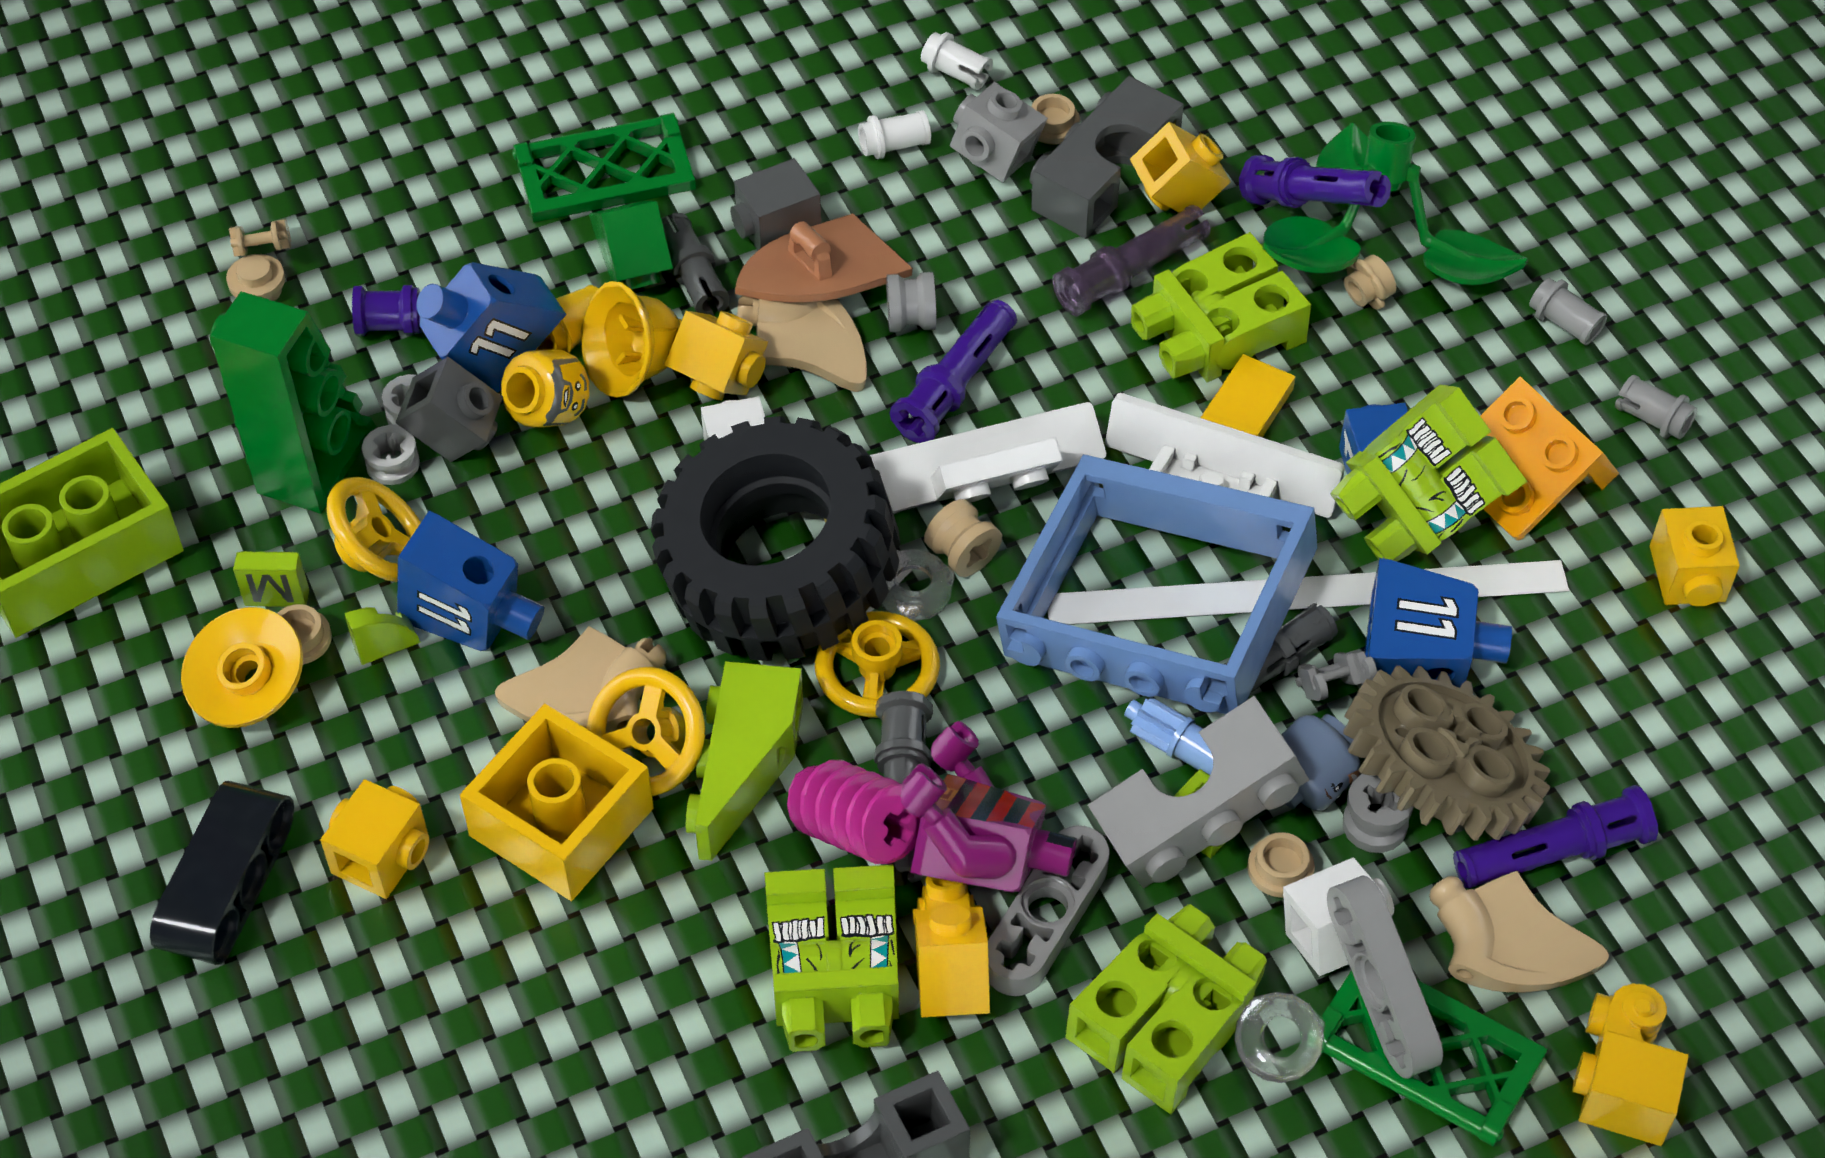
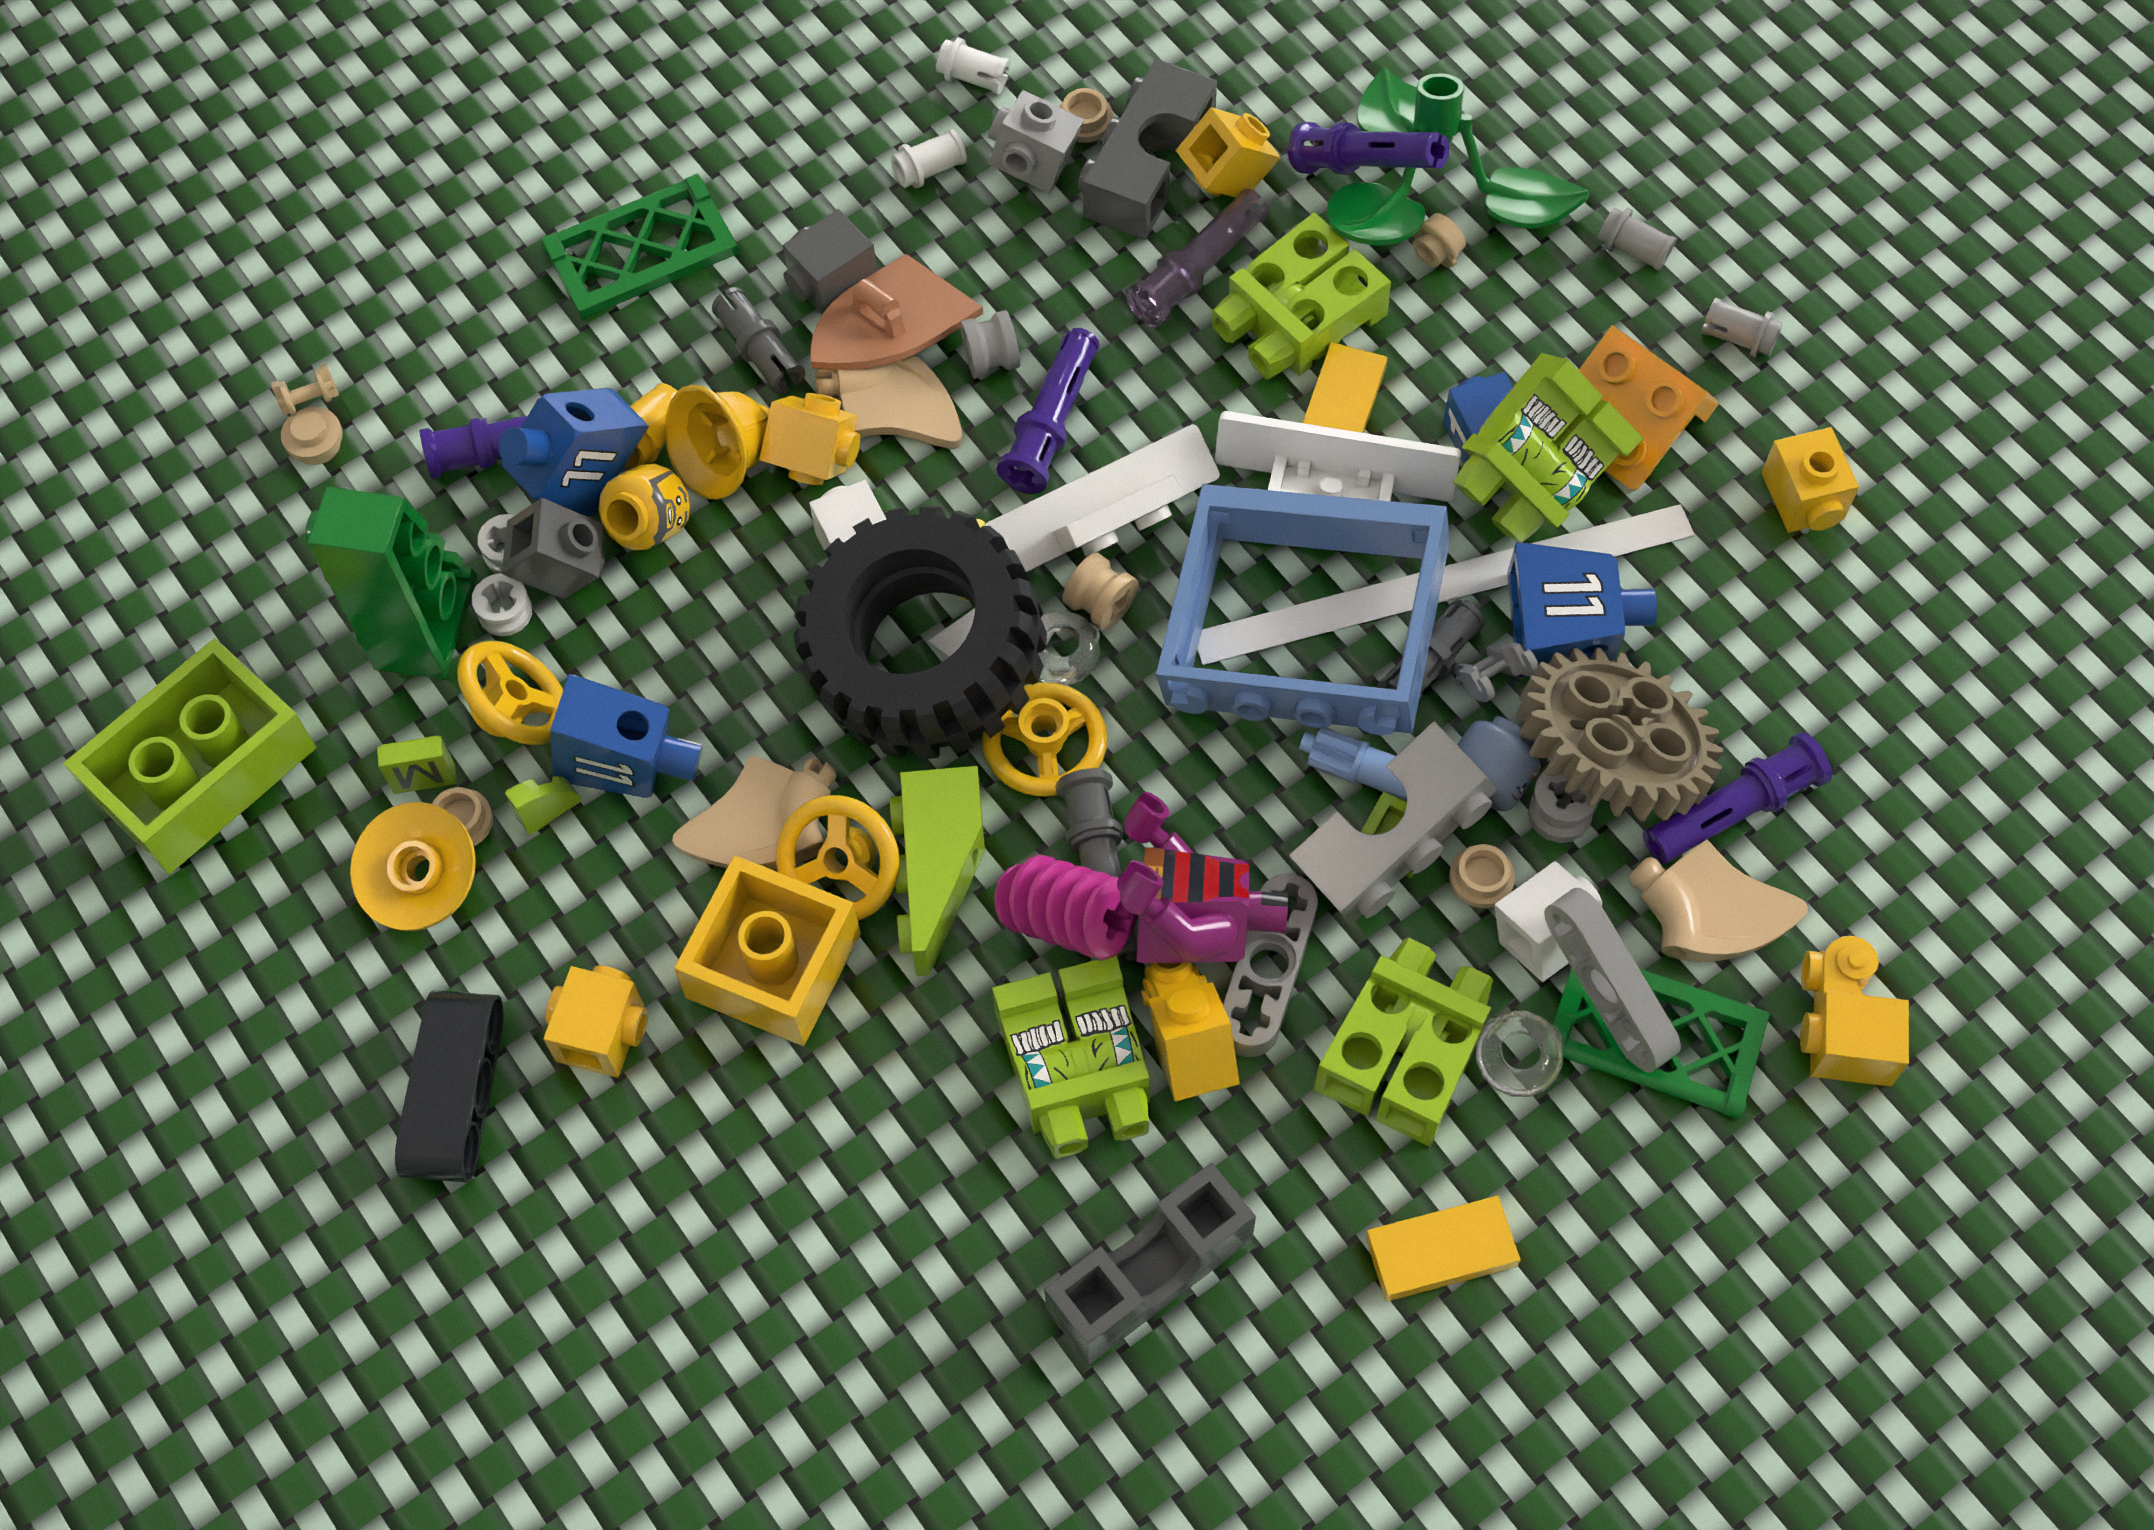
camera: 10 degrees left, 10 degrees up
(632, 242) = (691, 327): green slope -> none

